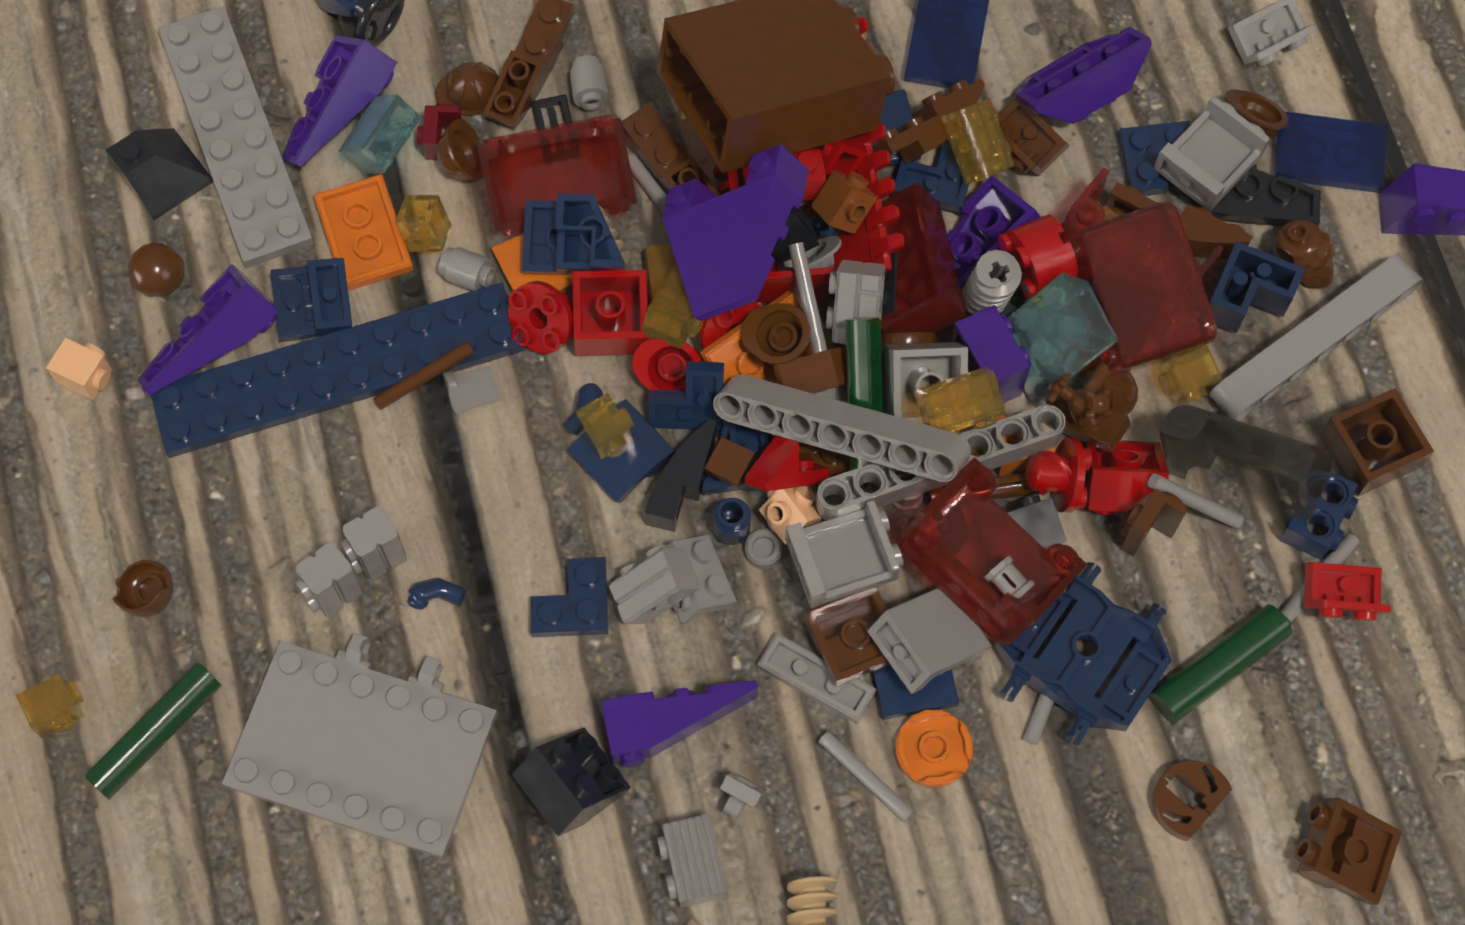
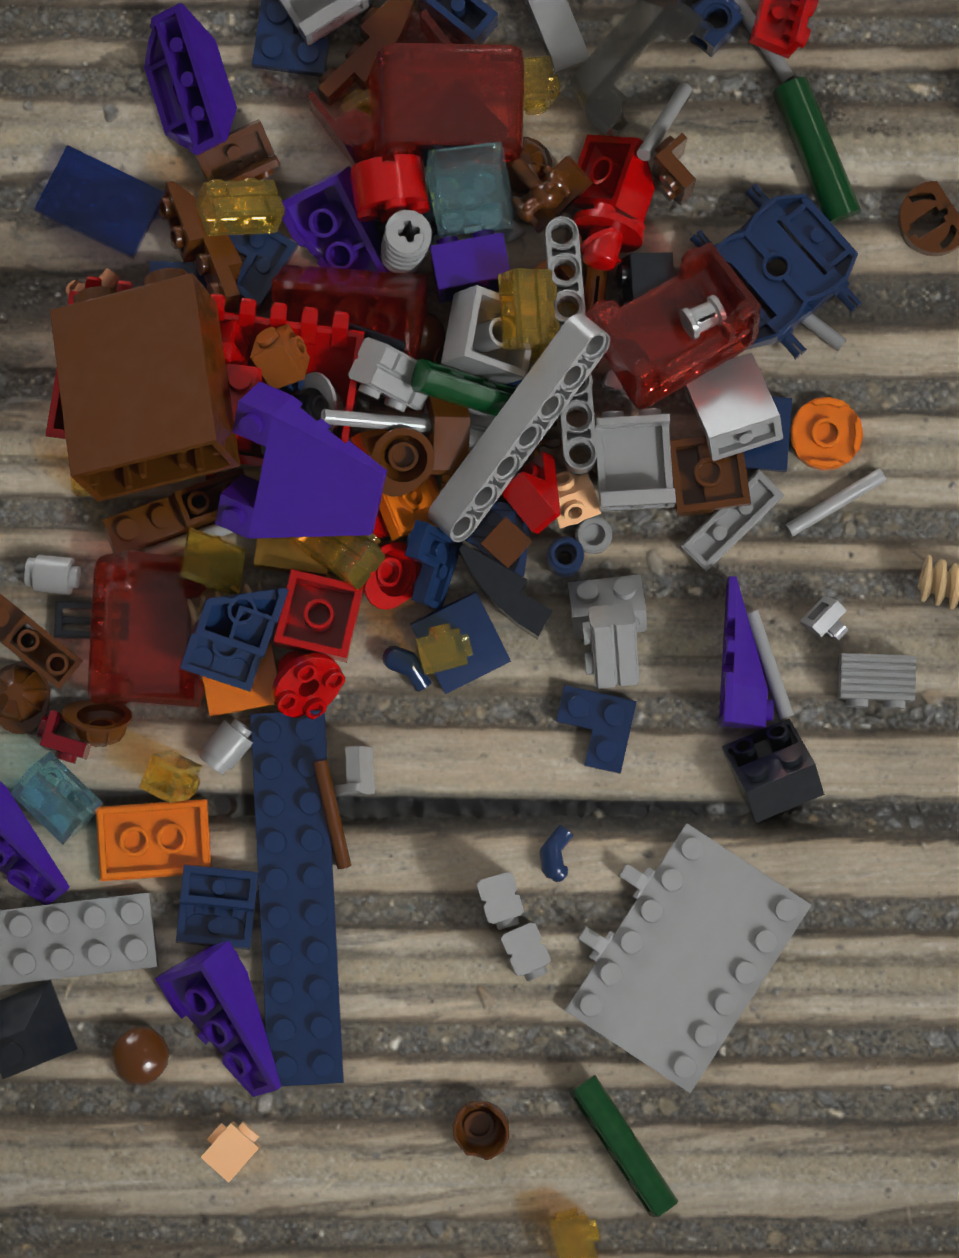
camera: 75 degrees left, 15 degrees up
(635, 206) = (213, 562): none -> clear yellow piece
(680, 752) = (770, 666): none -> light grey bar

